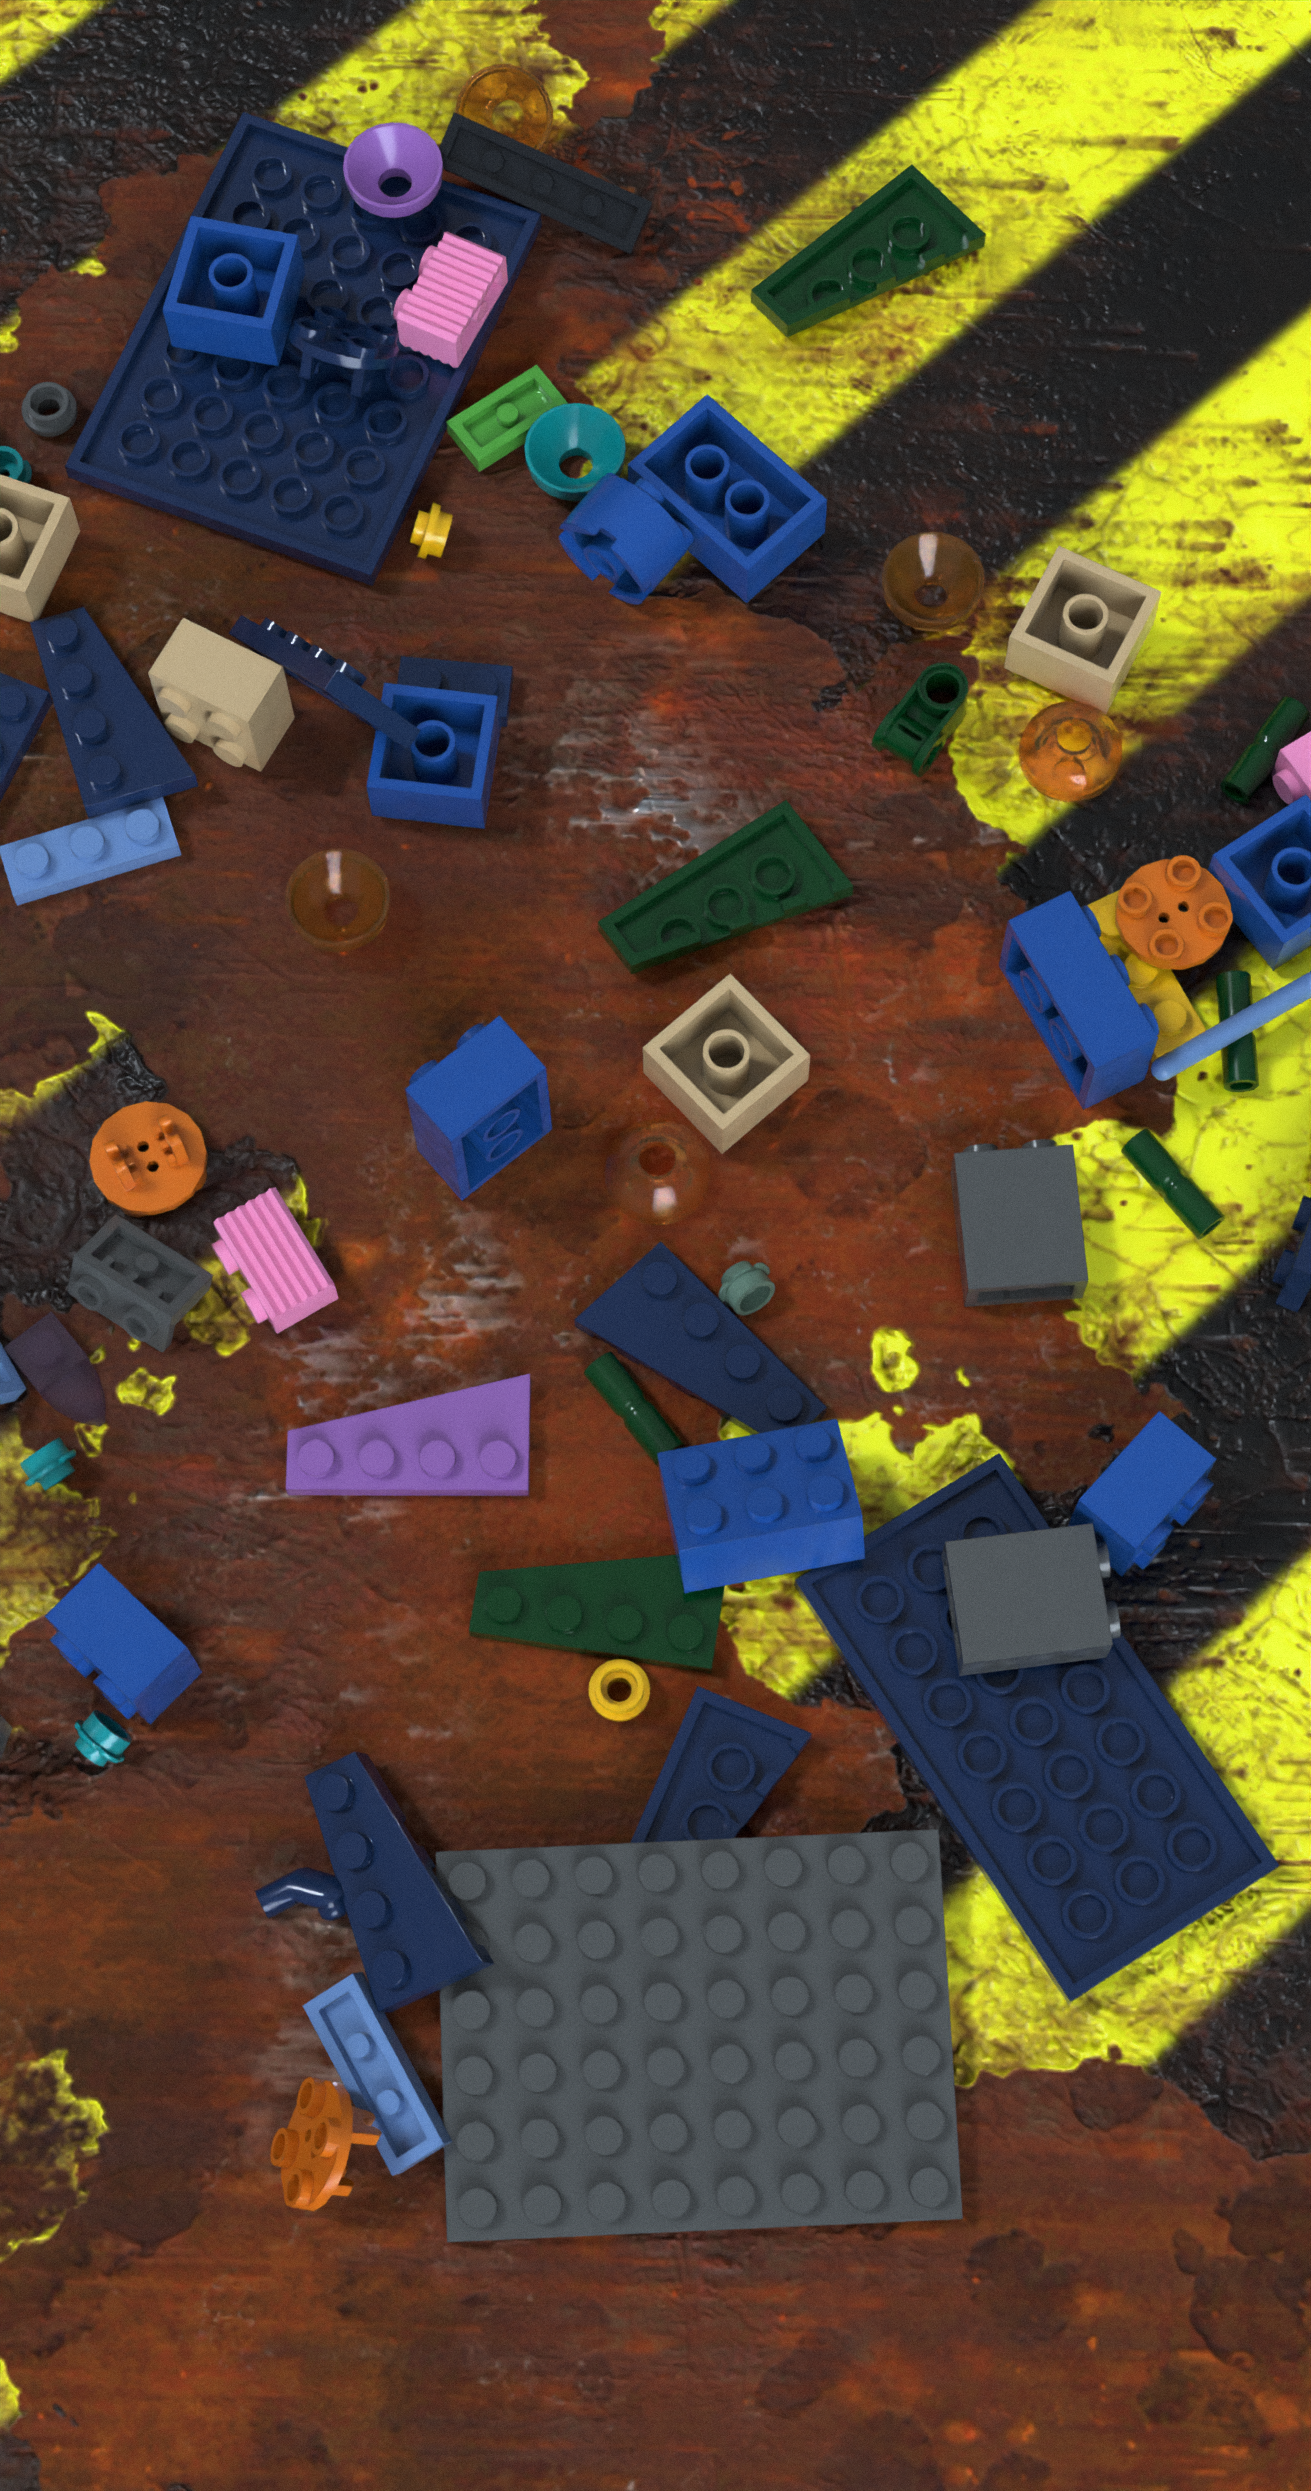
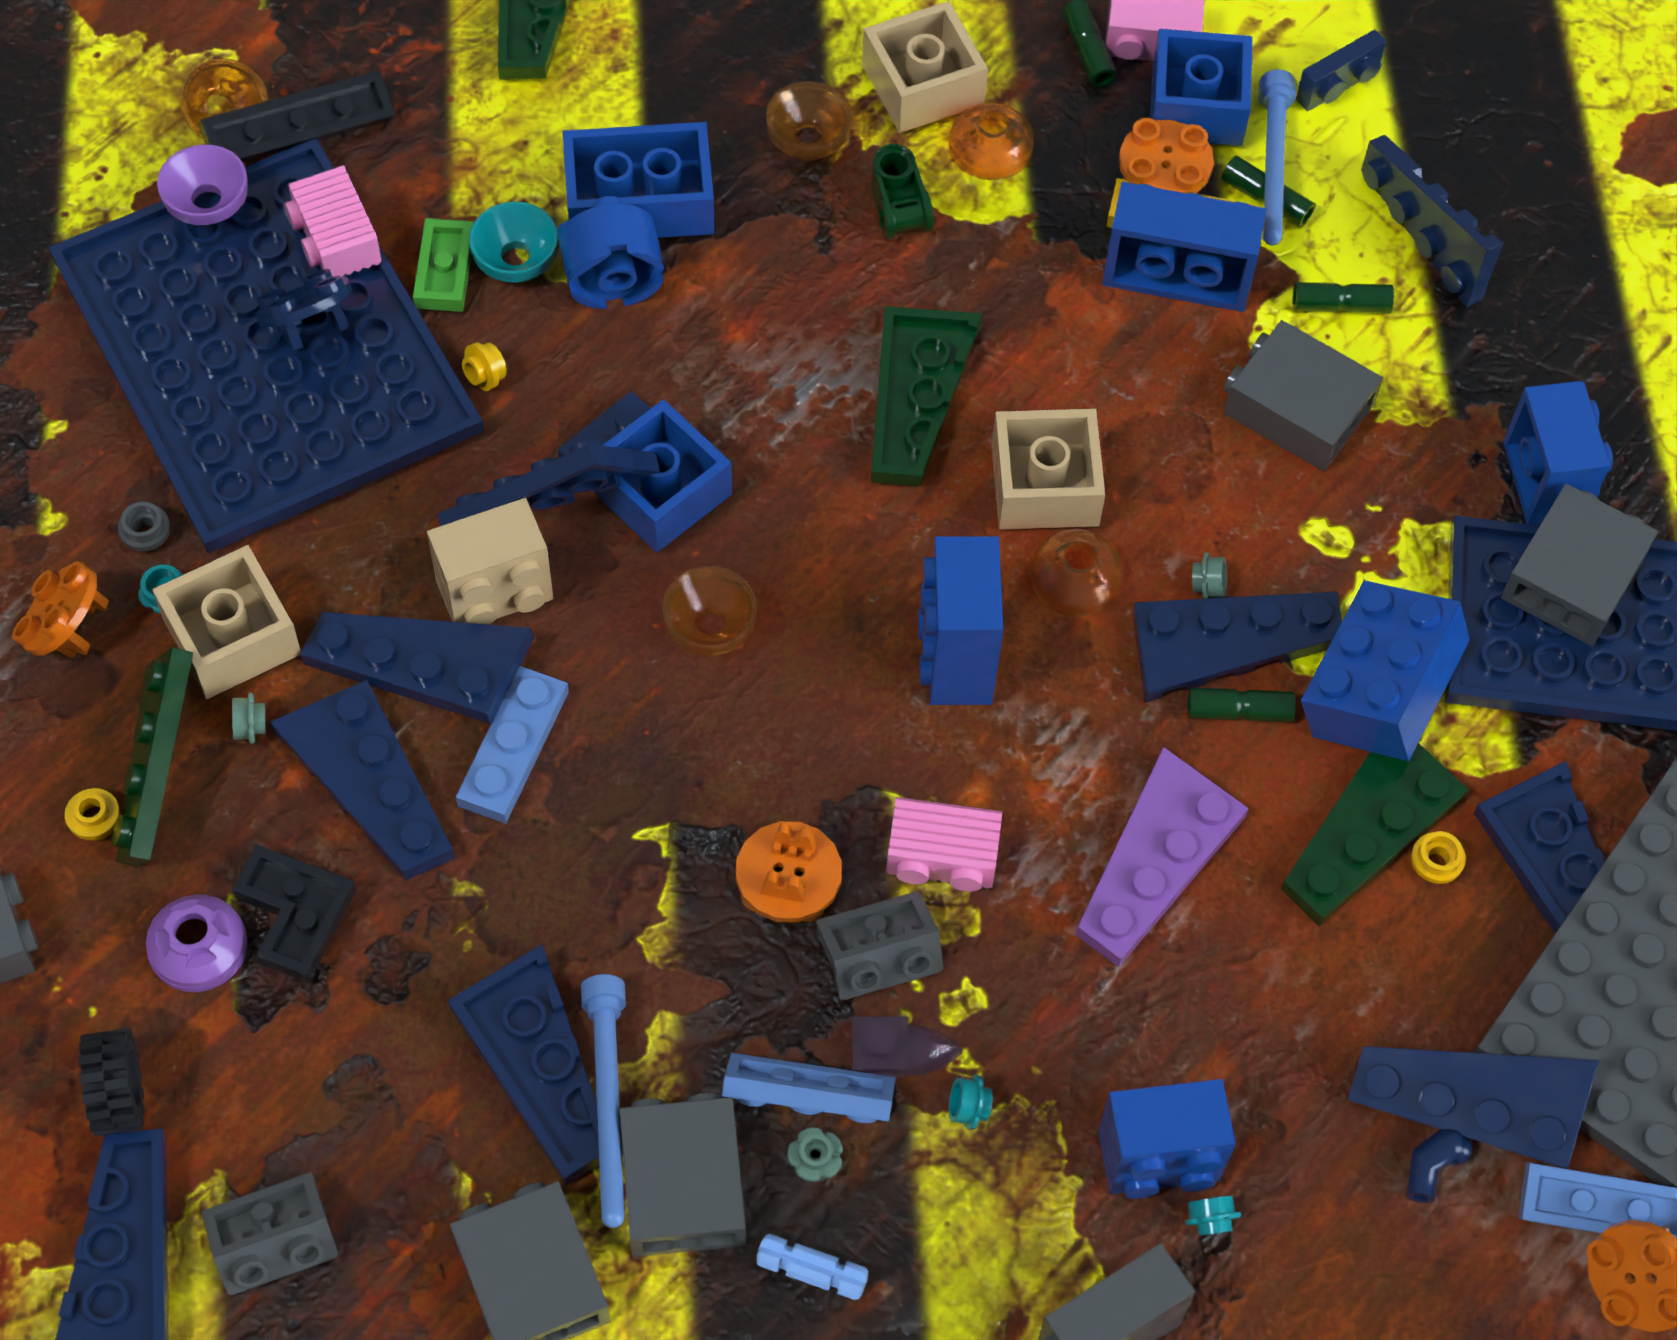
camera: 55 degrees left, 10 degrees down
(234, 290) = (195, 335): blue brick -> none

